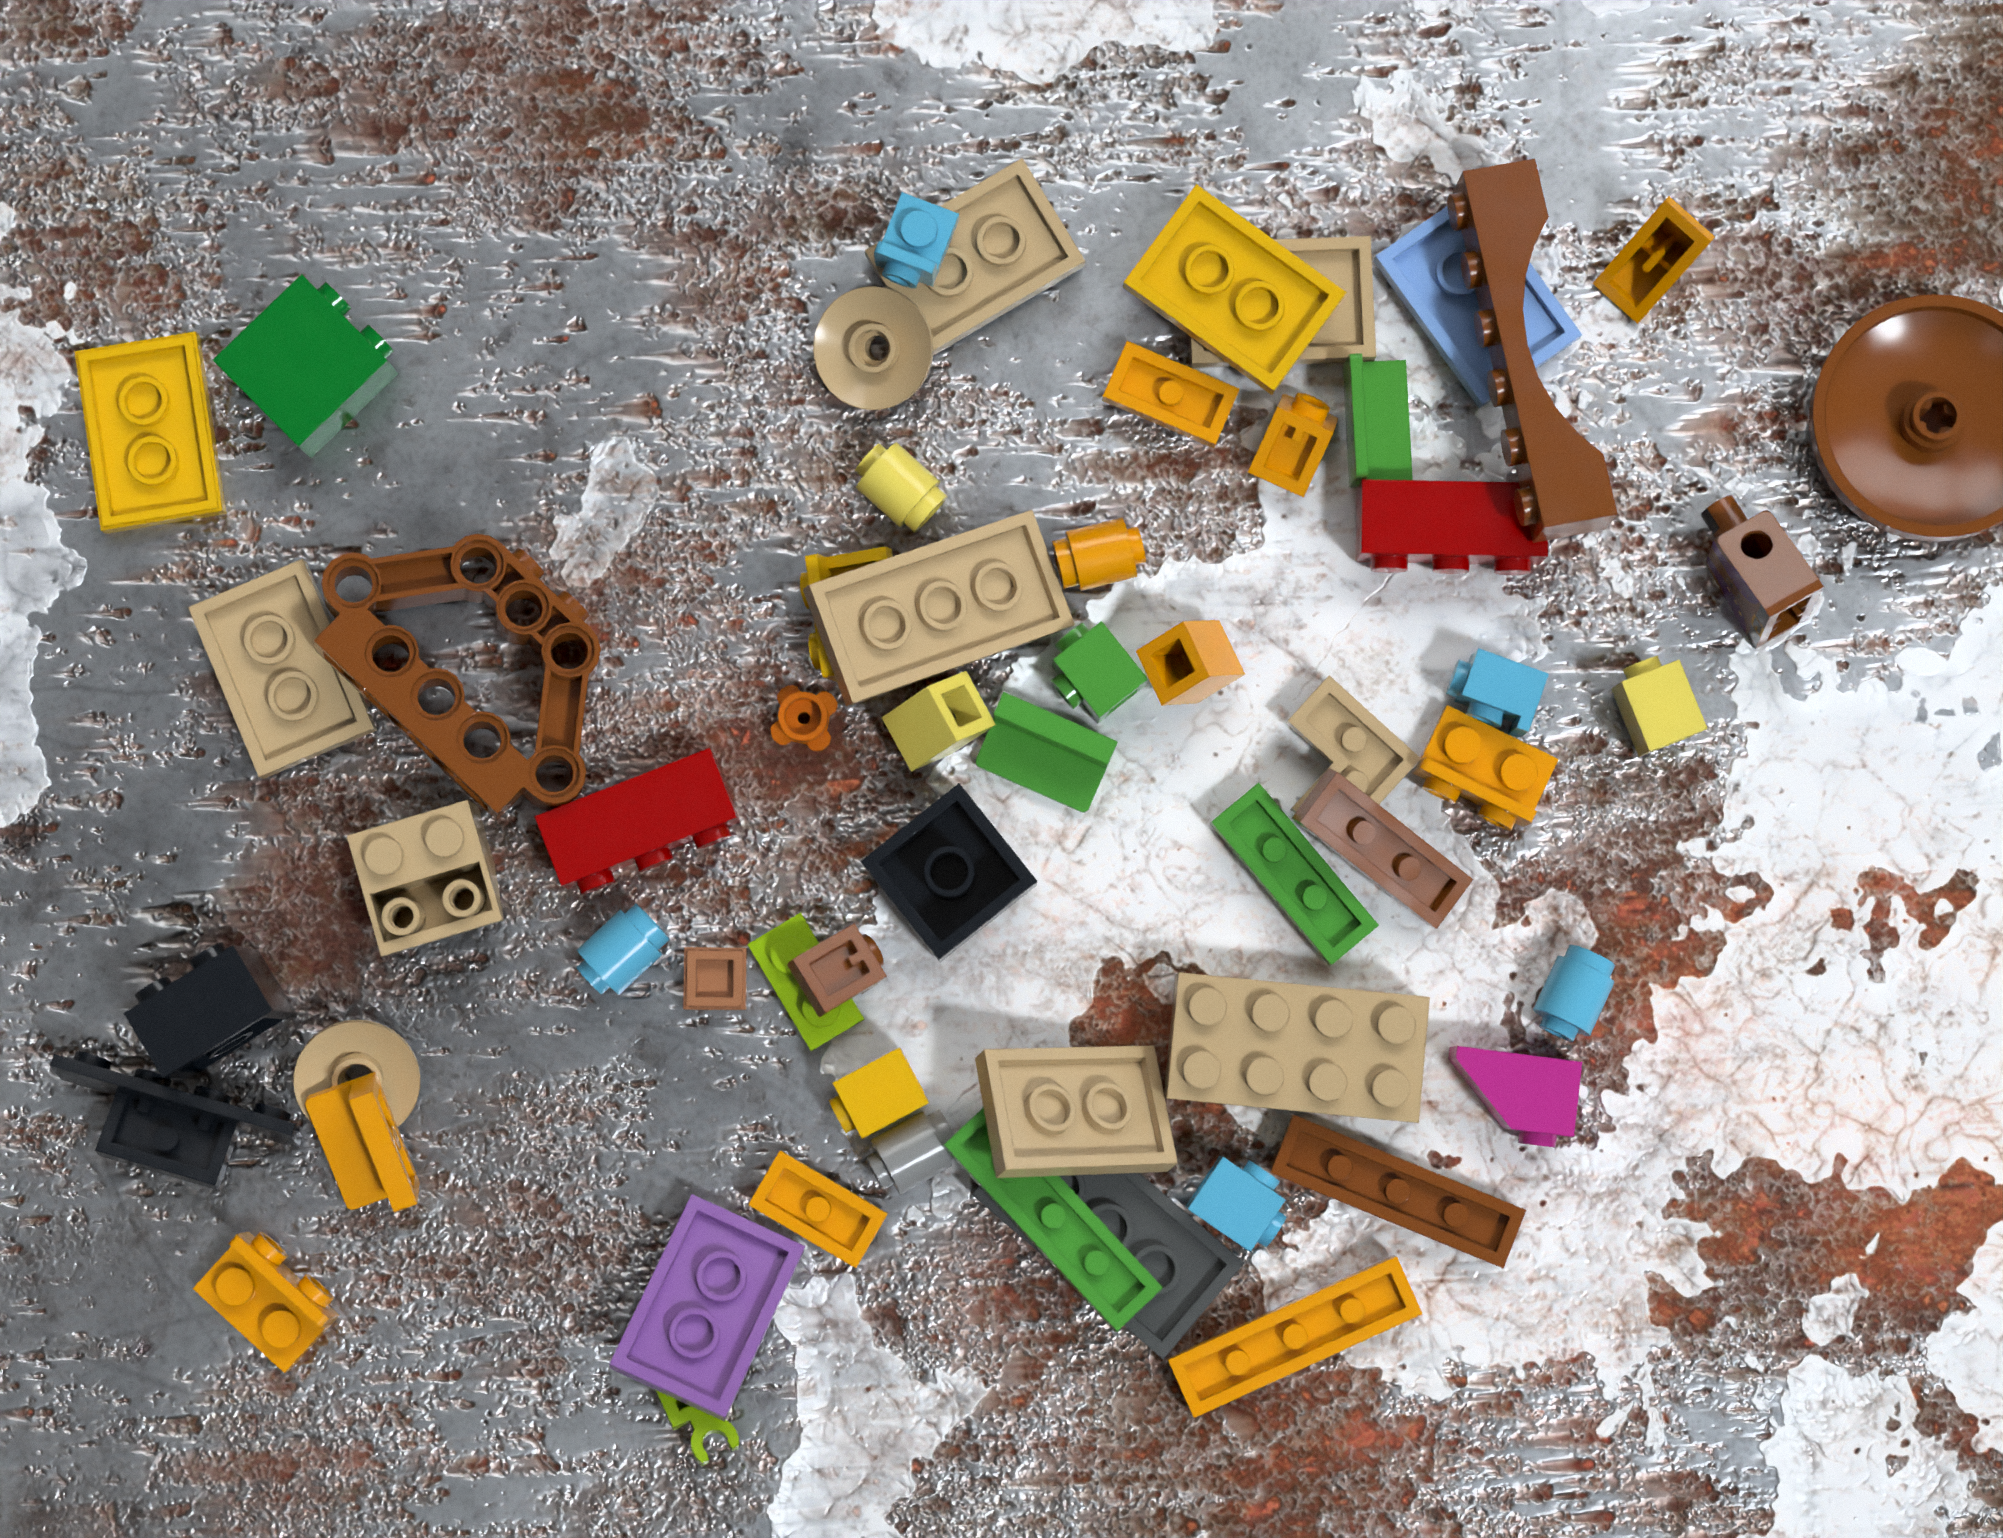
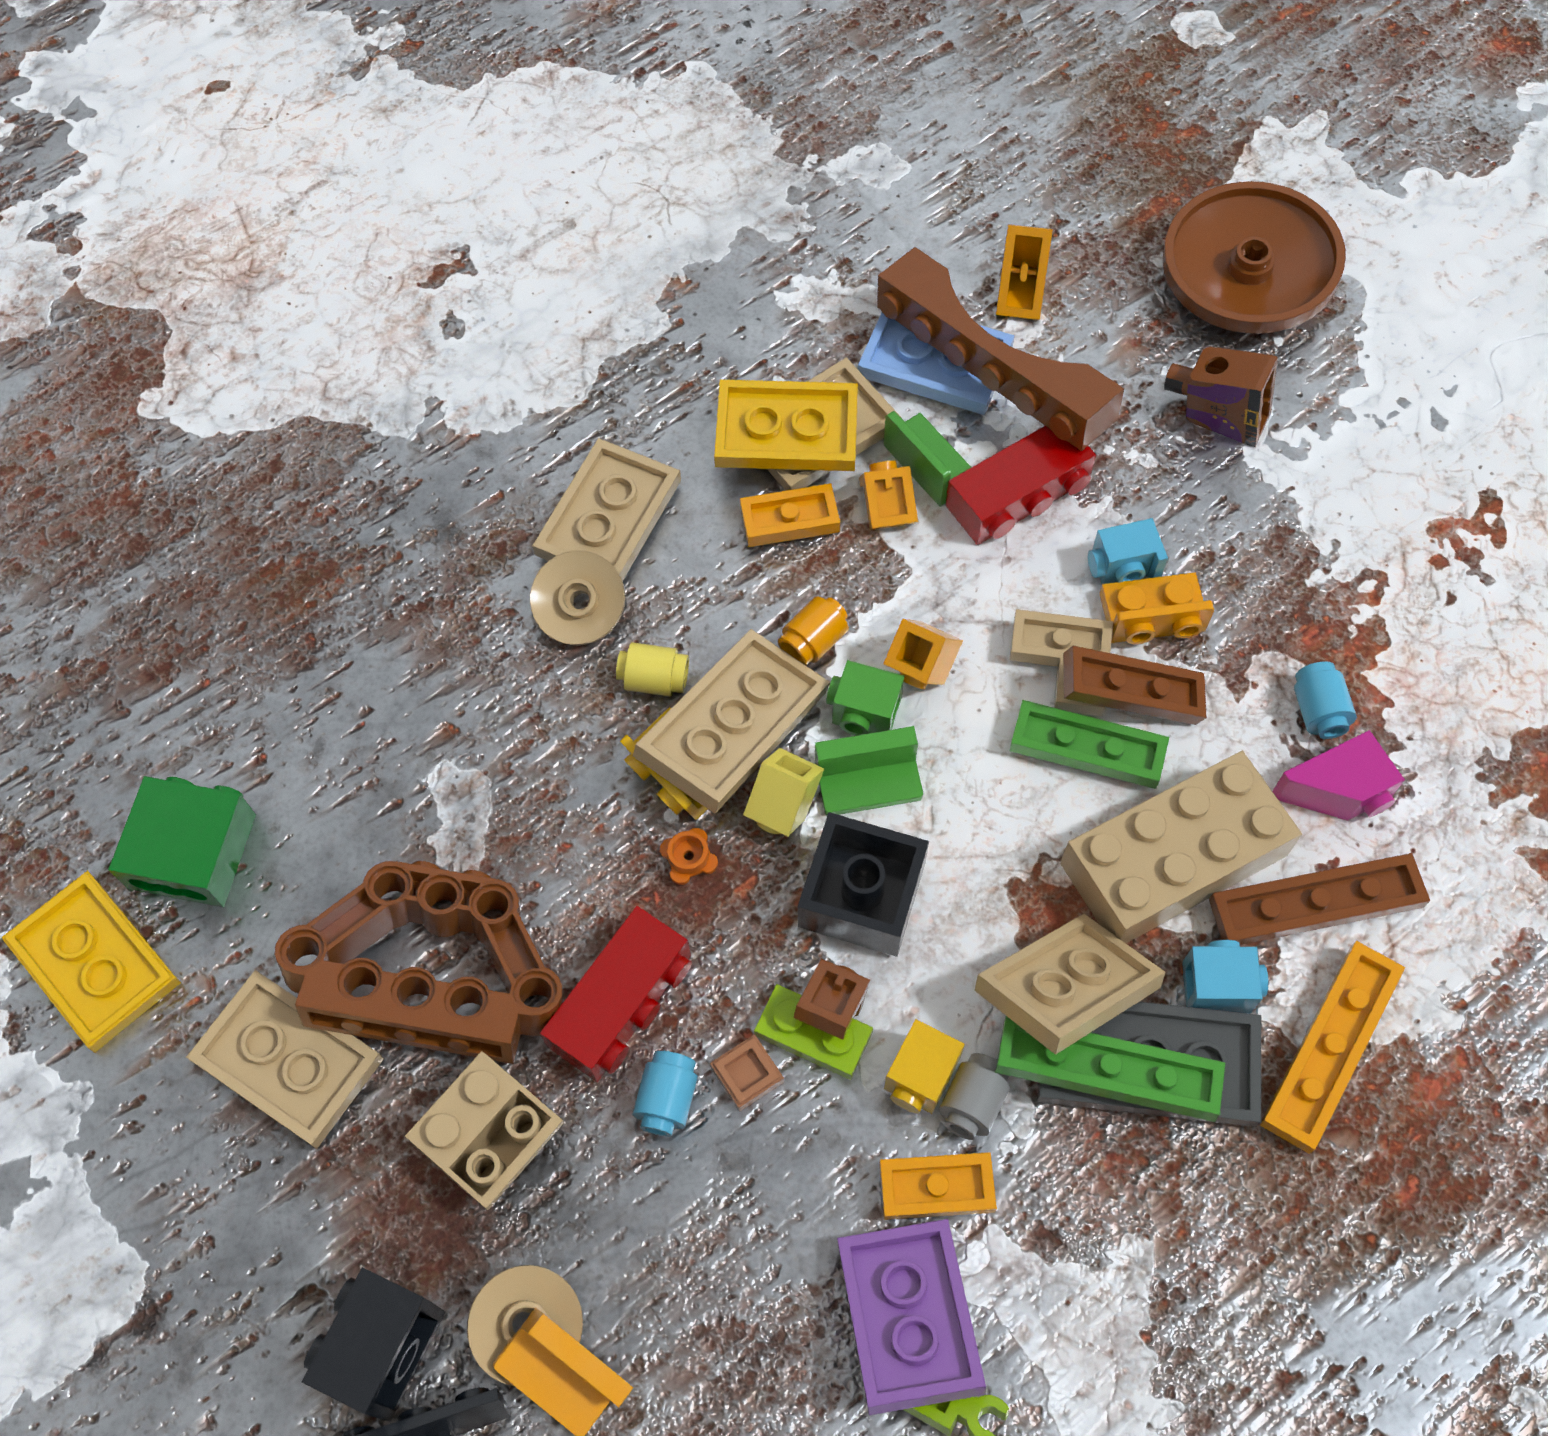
camera: 30 degrees left, 20 degrees down
(915, 242) = (562, 517): medium azure bracket -> none
(1657, 705) = (1231, 500): light yellow brick -> none

